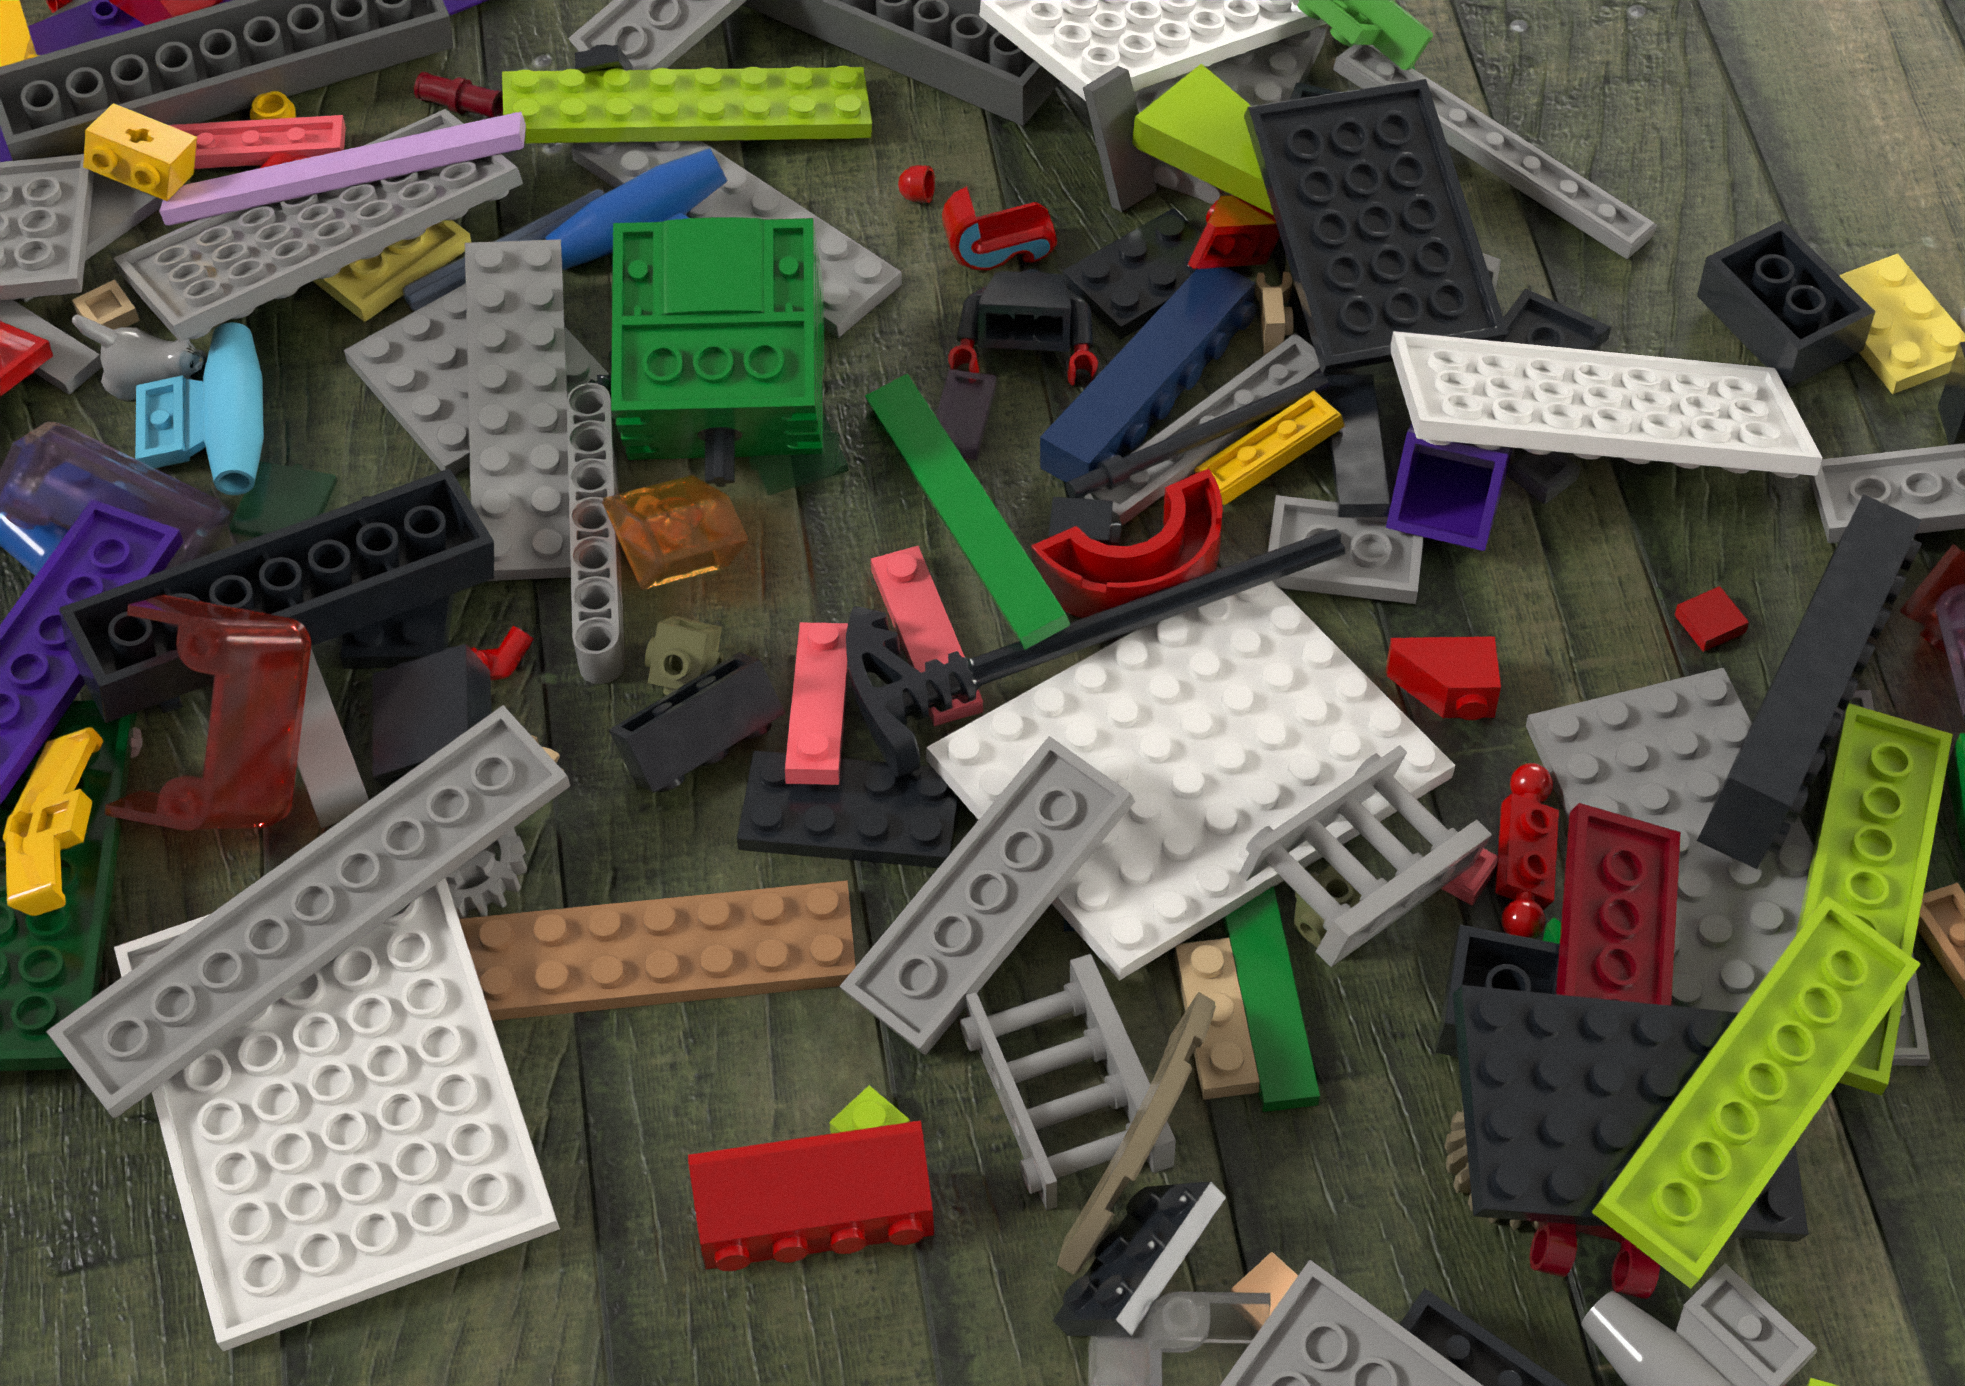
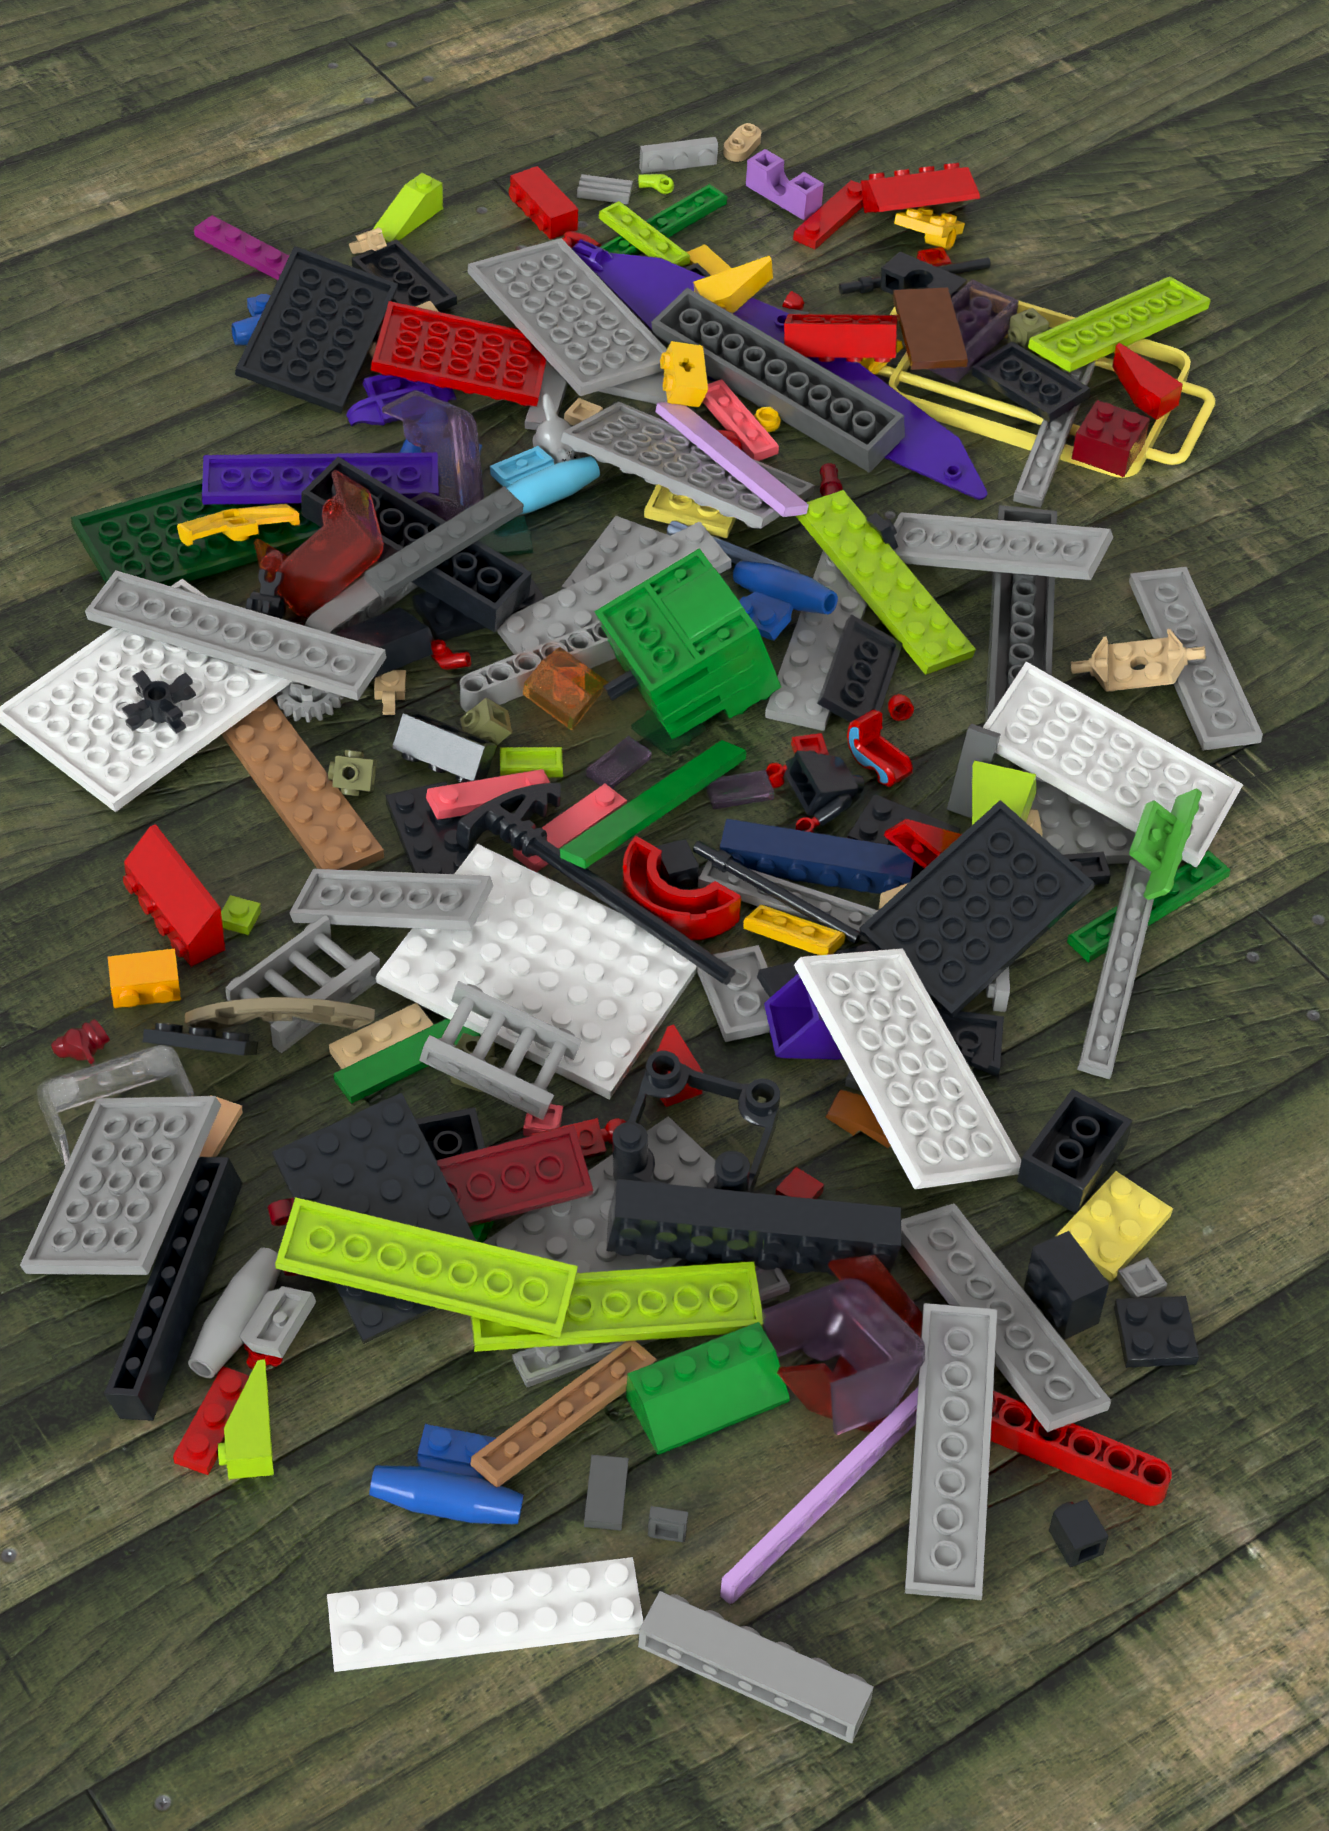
camera: 60 degrees right, 5 degrees down
(252, 845) = (267, 599): none -> black pin
(330, 547) = (443, 542): none -> dark grey plate
(350, 1076) = (159, 701): none -> black pin
(680, 859) = (364, 773): none -> olive brick
(773, 628) = (526, 759): none -> lime tile
(833, 532) = (619, 763): none -> clear purple tile
(842, 196) = (859, 670): none -> black plate
(933, 310) = (810, 742): none -> red tile
(948, 1304) = (144, 978): none -> light orange brick
(1621, 498) = (854, 1114): none -> dark orange slope
(1640, 764) = (732, 1169): none -> black piece

